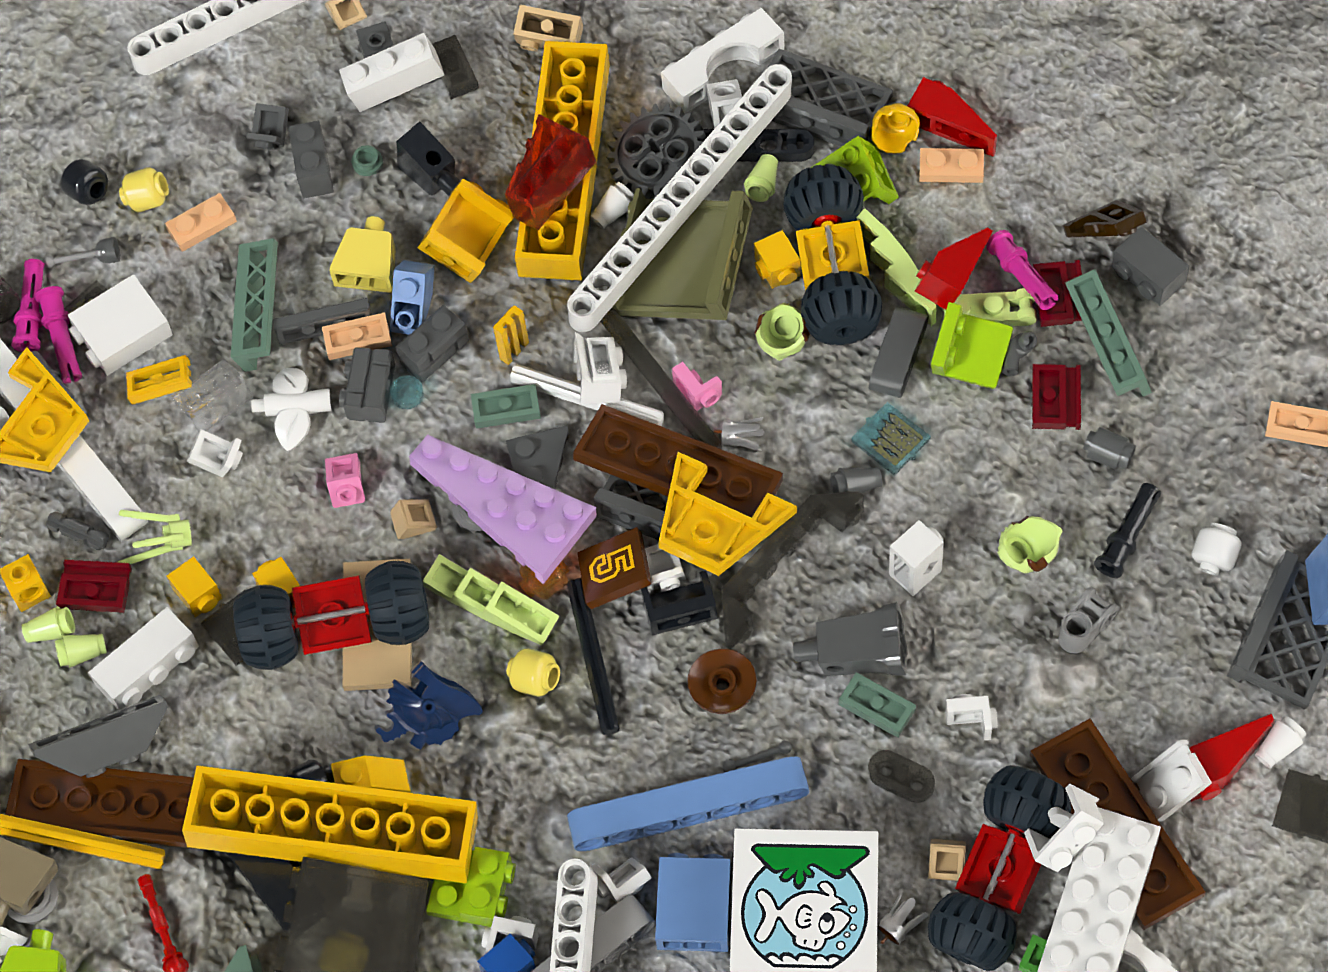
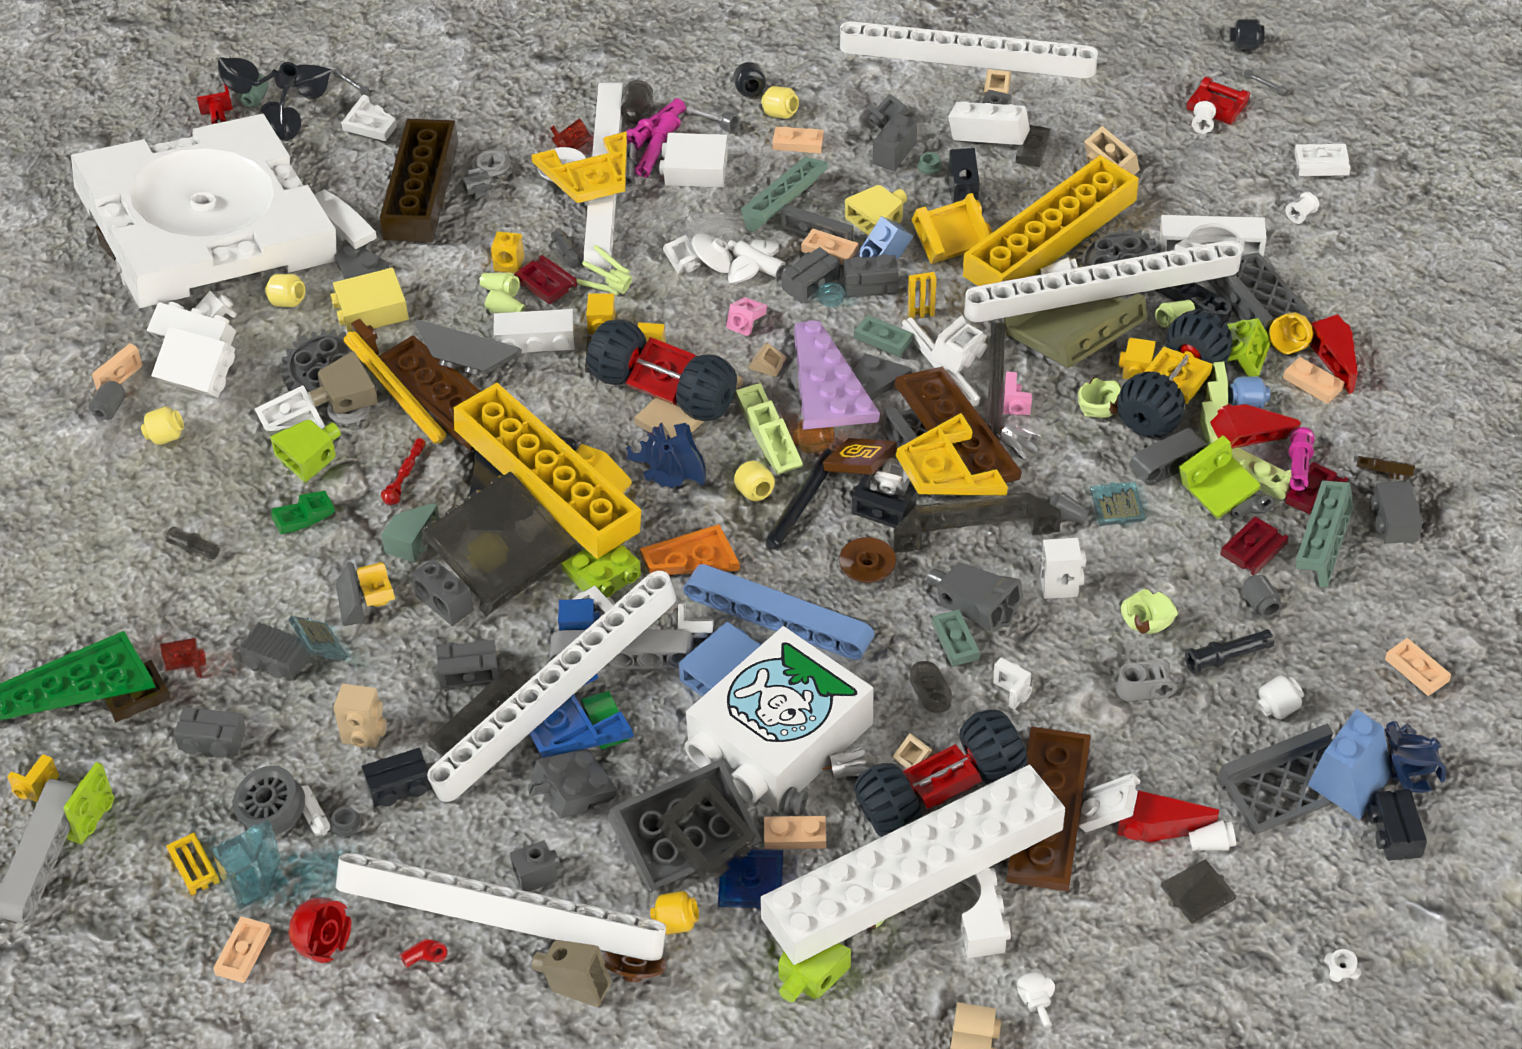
camera: 35 degrees right, 15 degrees down
(158, 384) = (689, 200): yellow tile -> none
(246, 429) = (713, 252): none -> white dish
(544, 801) = (688, 551): none -> orange wing
(549, 172) = (1026, 215): clear red wedge -> none
(913, 226) = (1248, 391): none -> medium blue head
(1073, 833) = (997, 762): white window -> none

